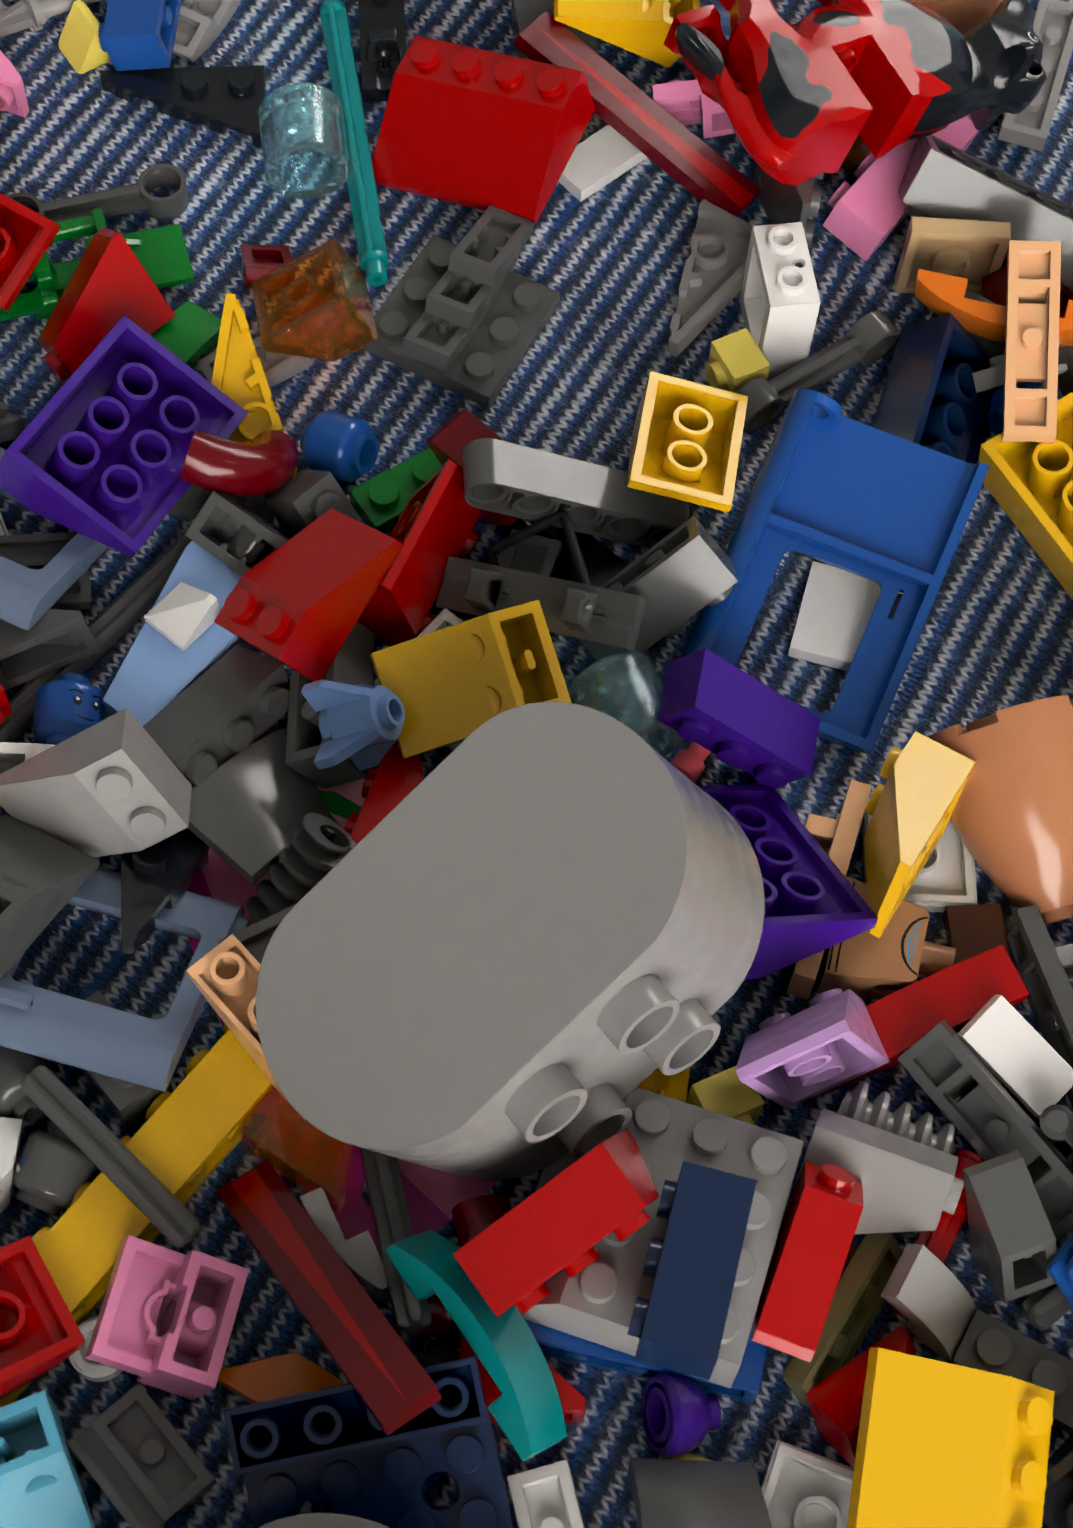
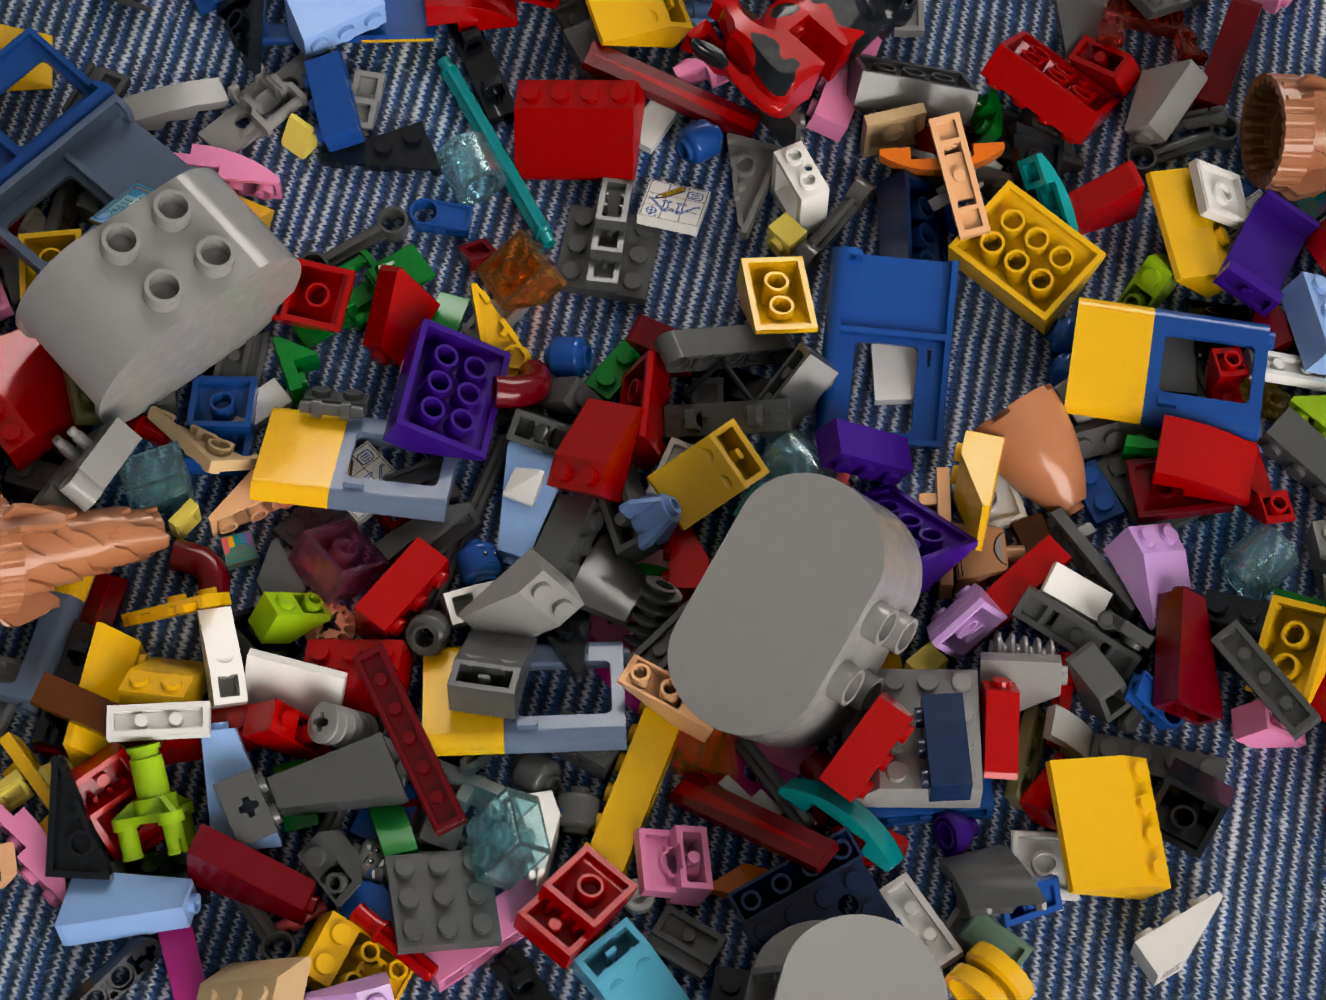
camera: 15 degrees left, 0 degrees up
(111, 1156) = (609, 791): dark grey axle -> none
(246, 208) = (450, 217): none -> blue piece
(581, 279) = (673, 207): none -> white tile
(655, 198) = (699, 141): none -> blue head

